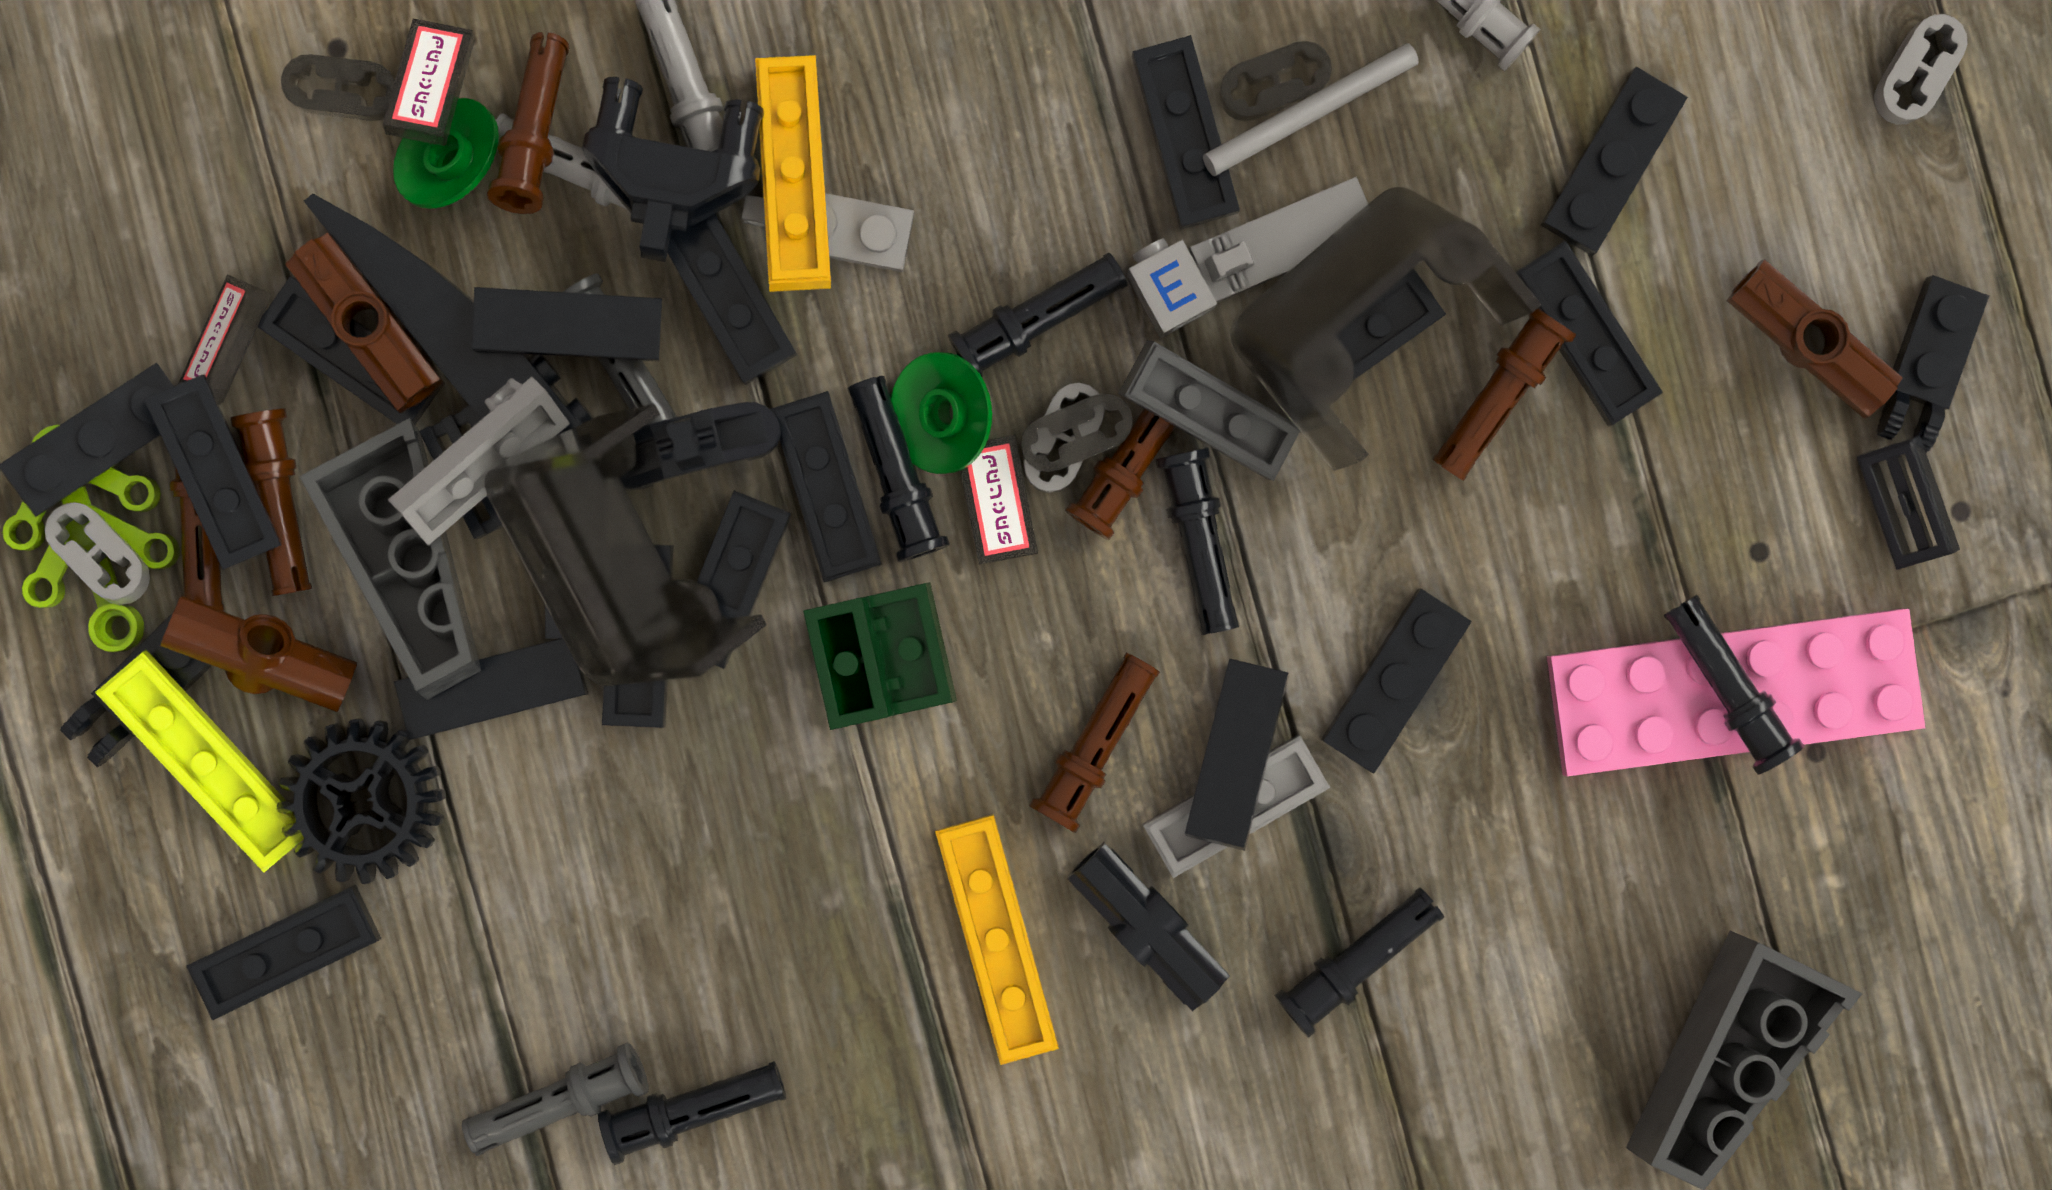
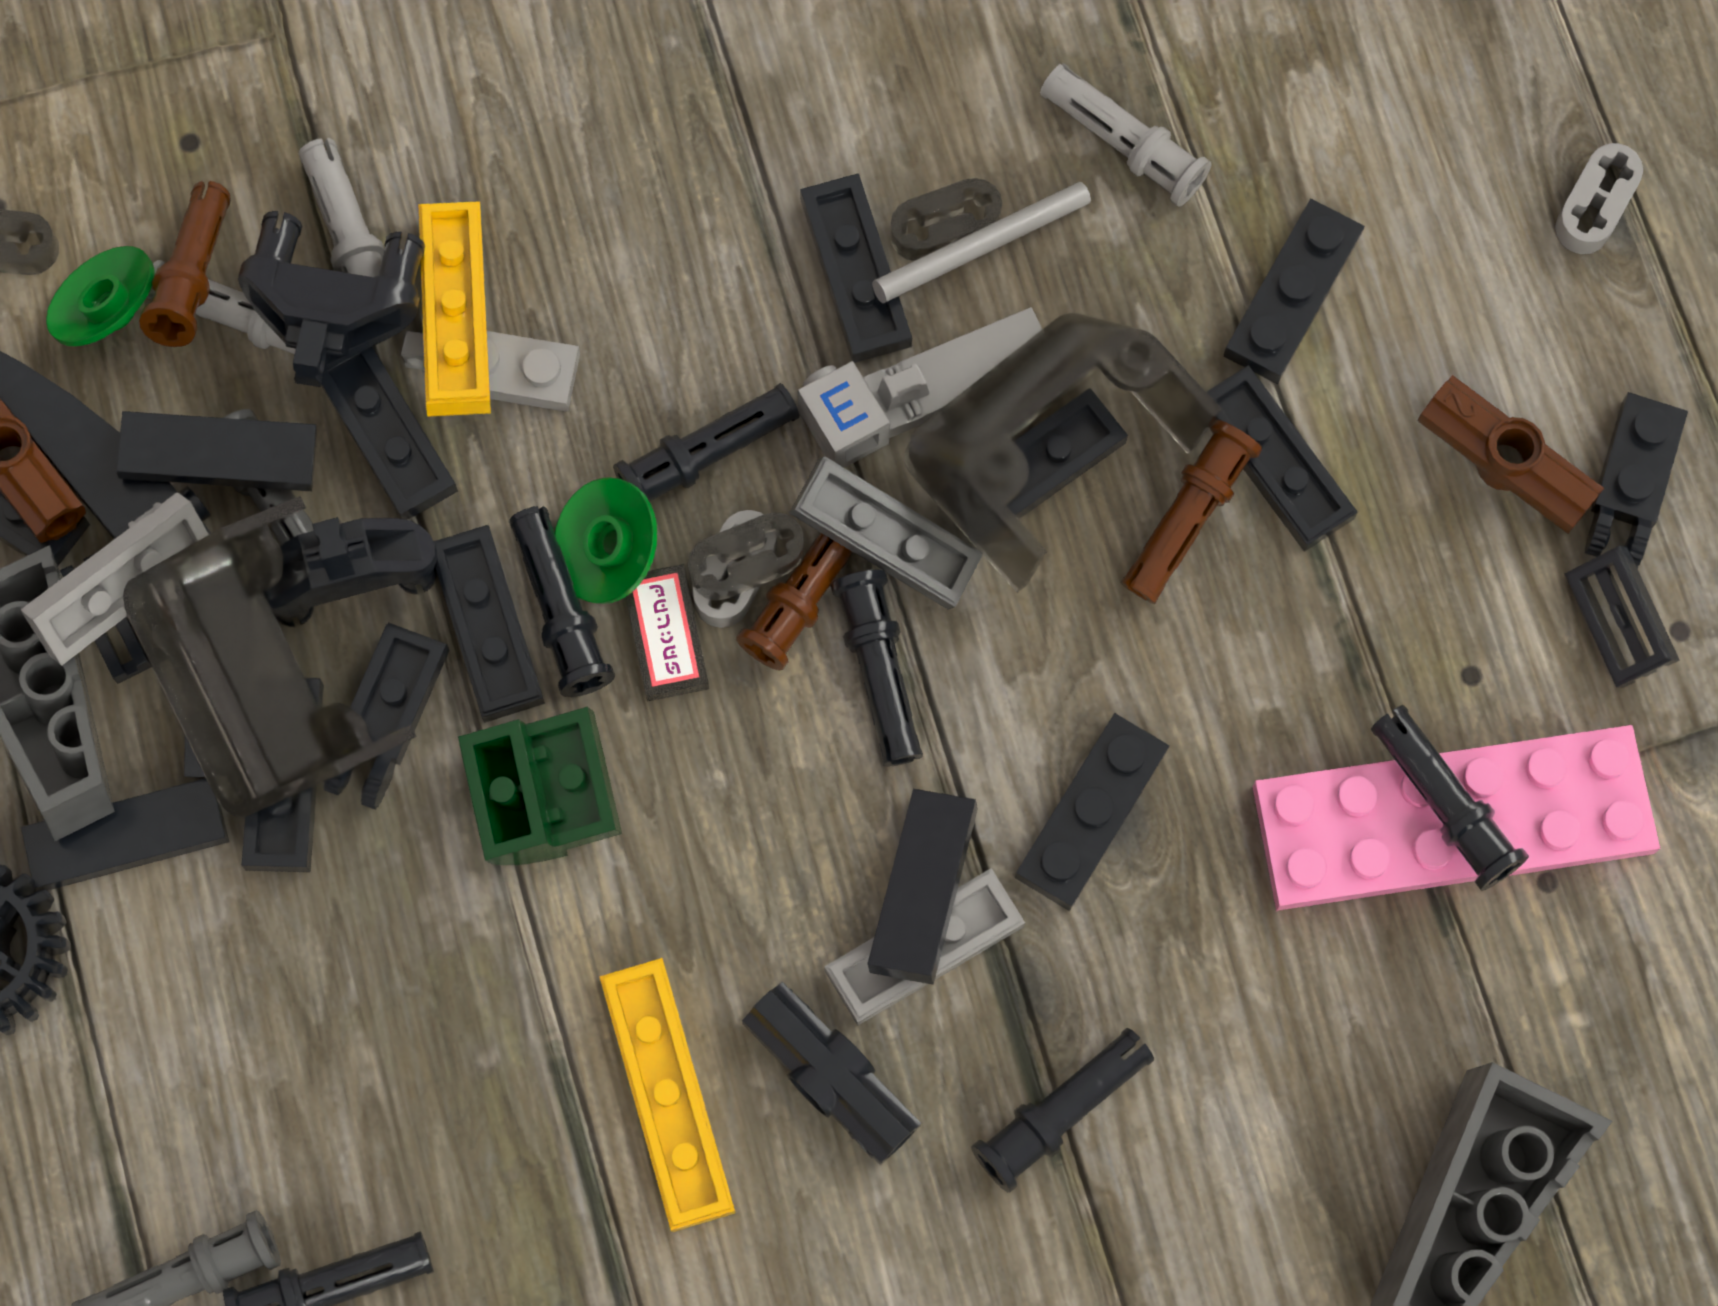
camera: 10 degrees left, 15 degrees down
(428, 82) = (86, 230): tile -> none
(1082, 767) = (758, 903): reddish brown pin -> none

